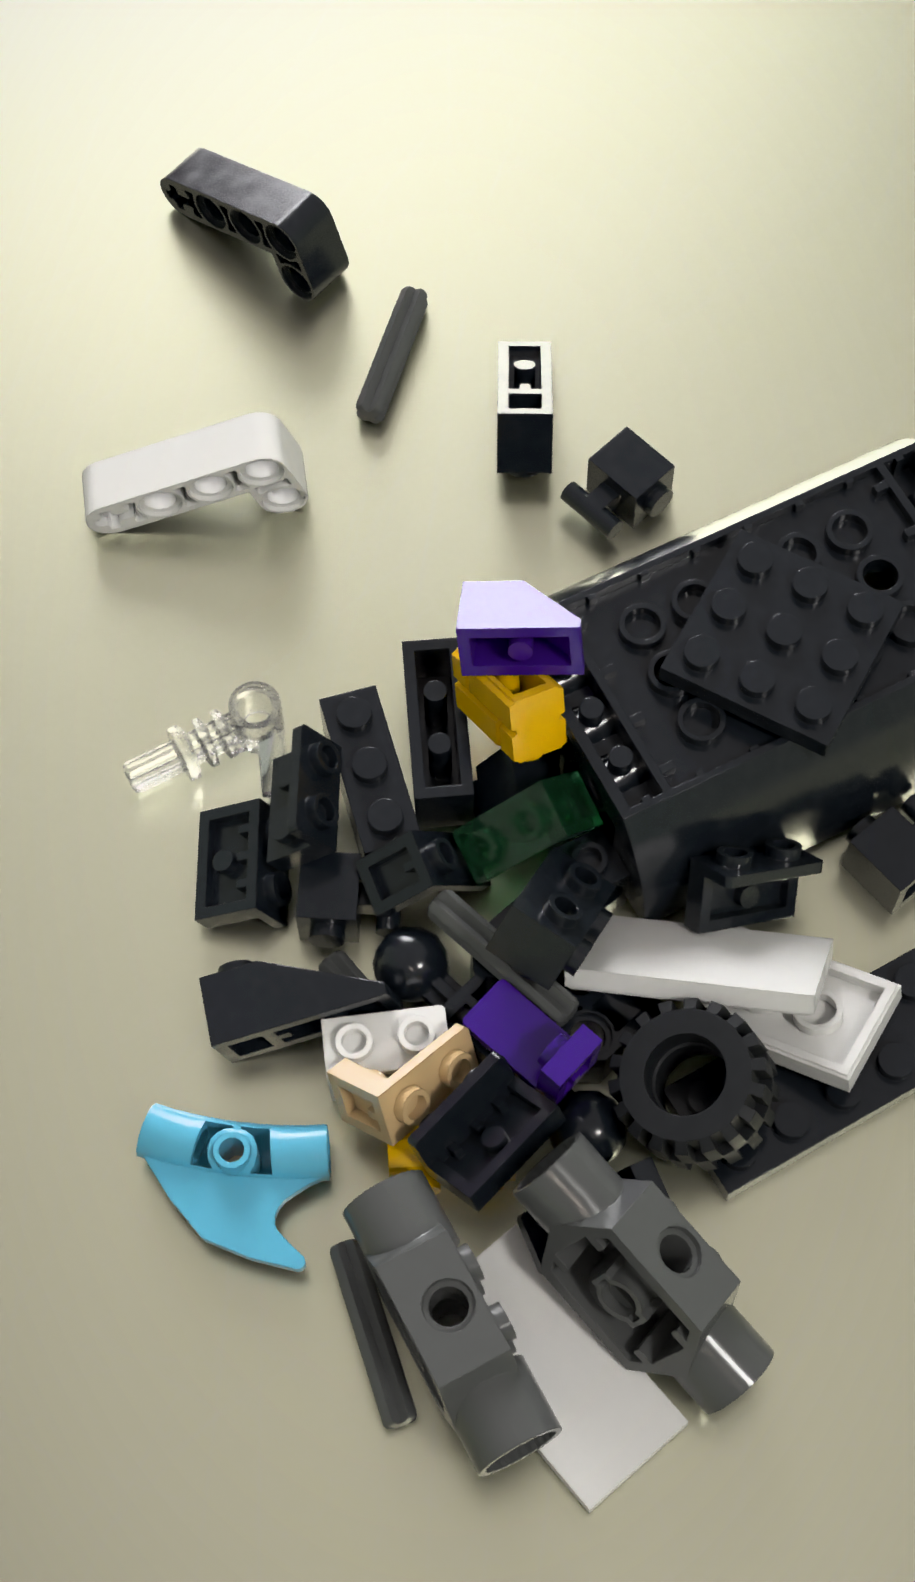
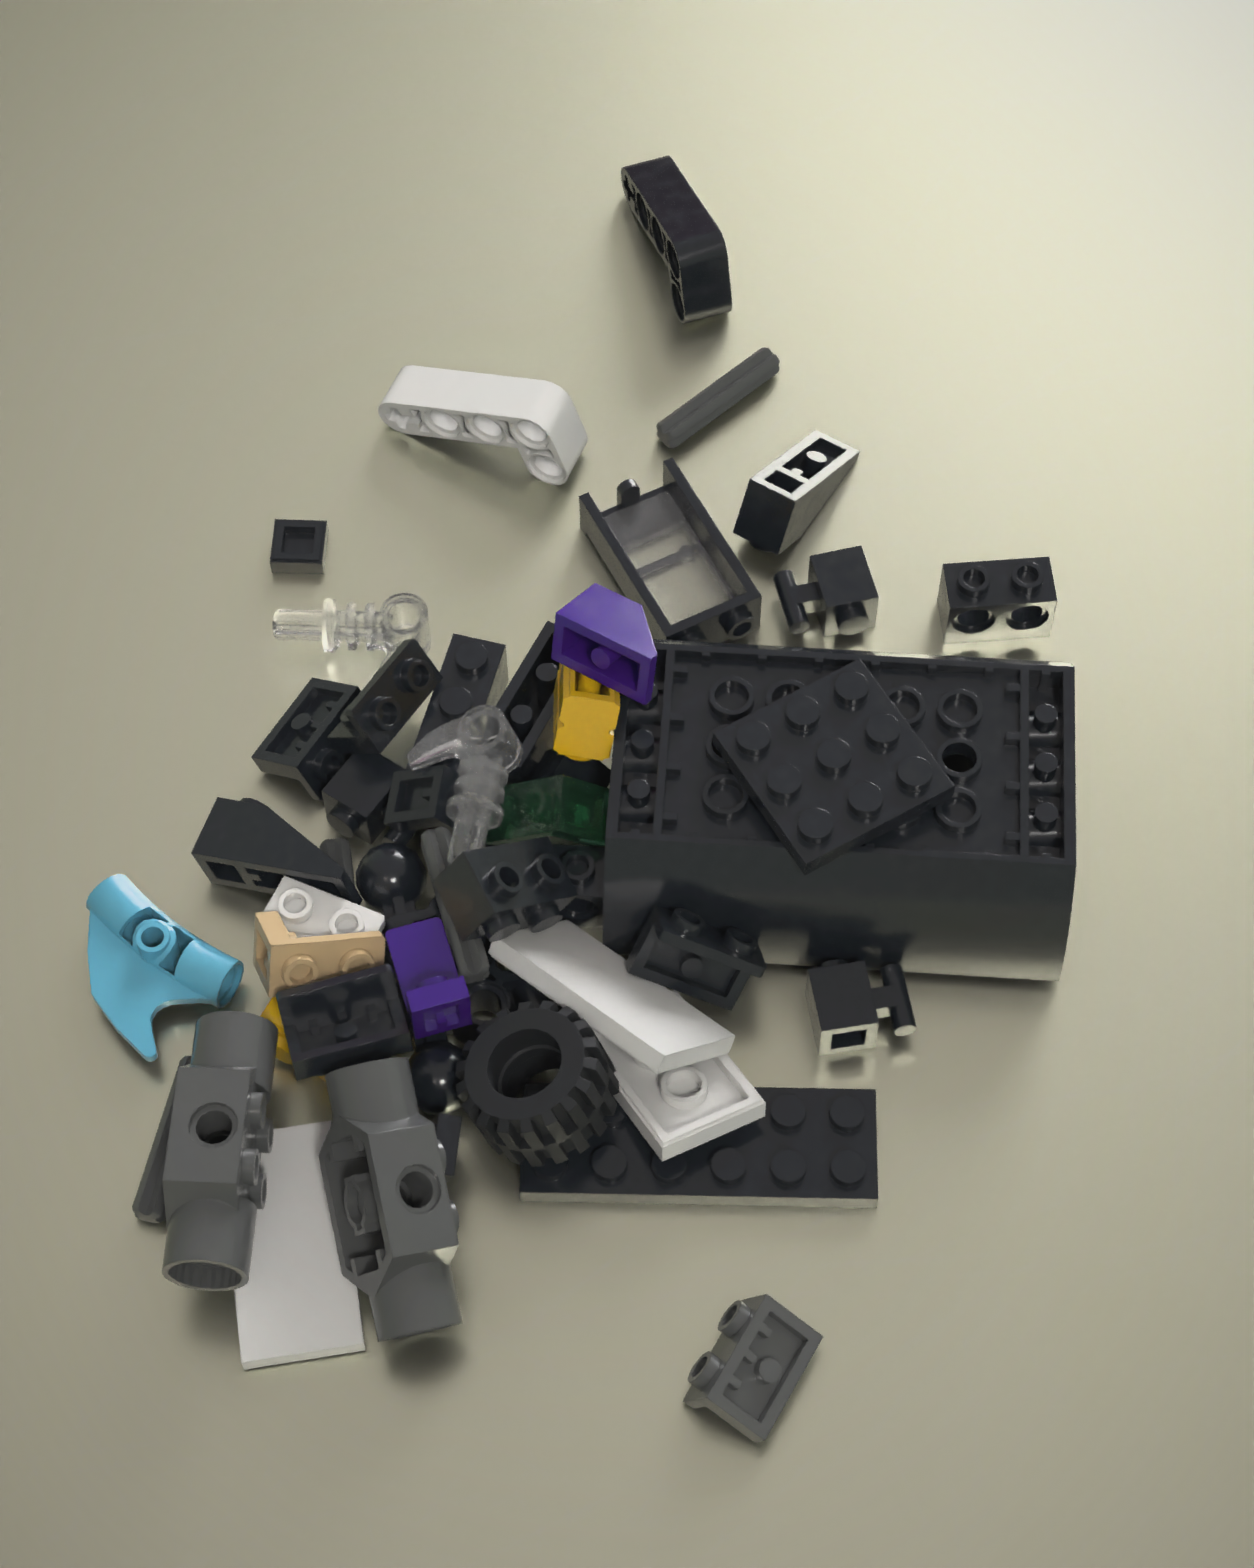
camera: 30 degrees right, 5 degrees down
(95, 692) = (299, 546): none -> black tile
(455, 820) = (481, 771): none -> clear piece
(457, 522) = (673, 561): none -> door
(769, 416) = (996, 600): none -> black brick

